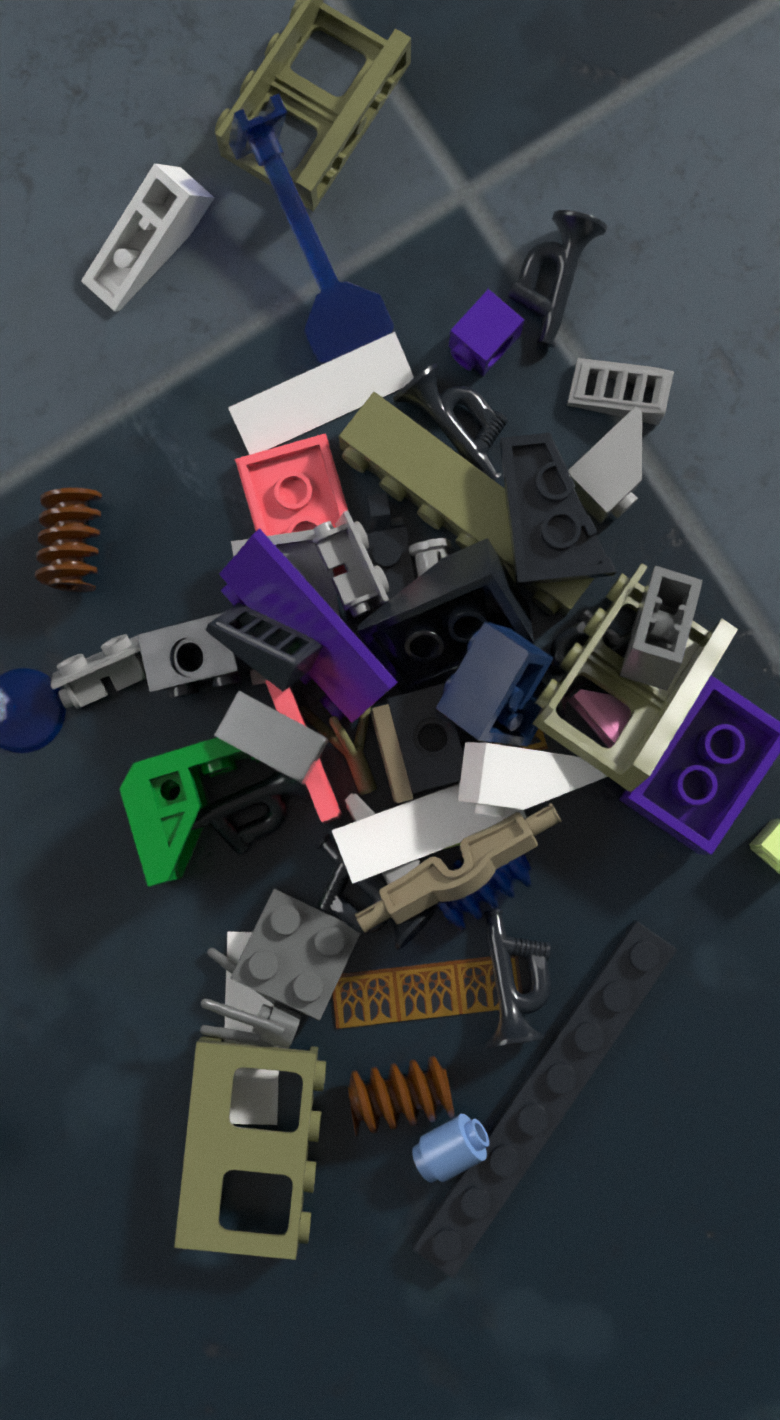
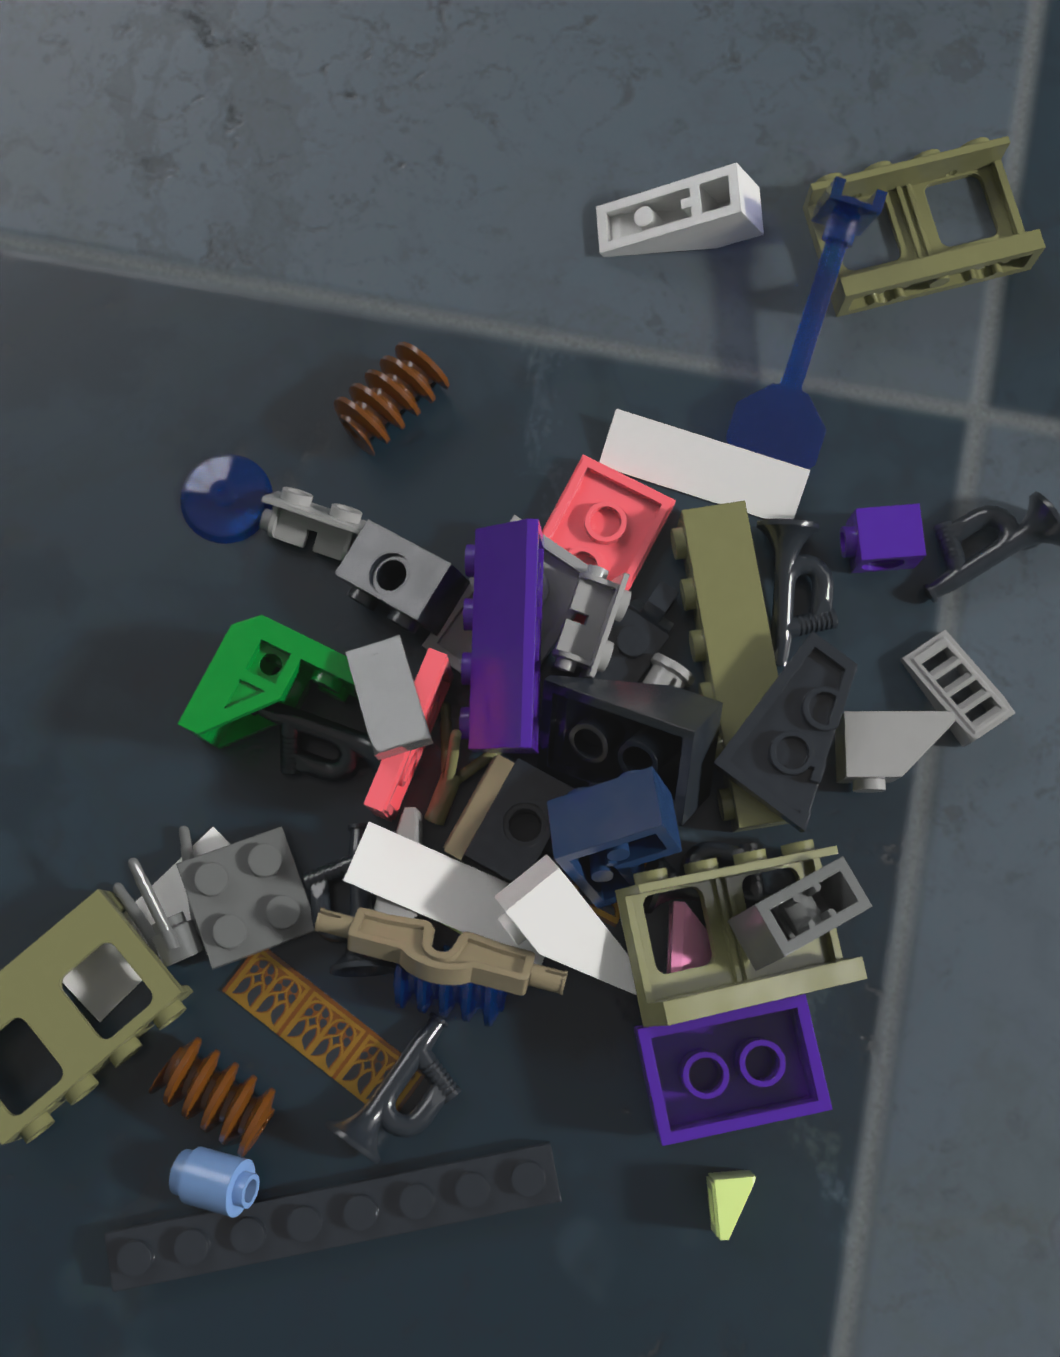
camera: 45 degrees right, 5 degrees down
(275, 653) = (456, 646): black slope -> none

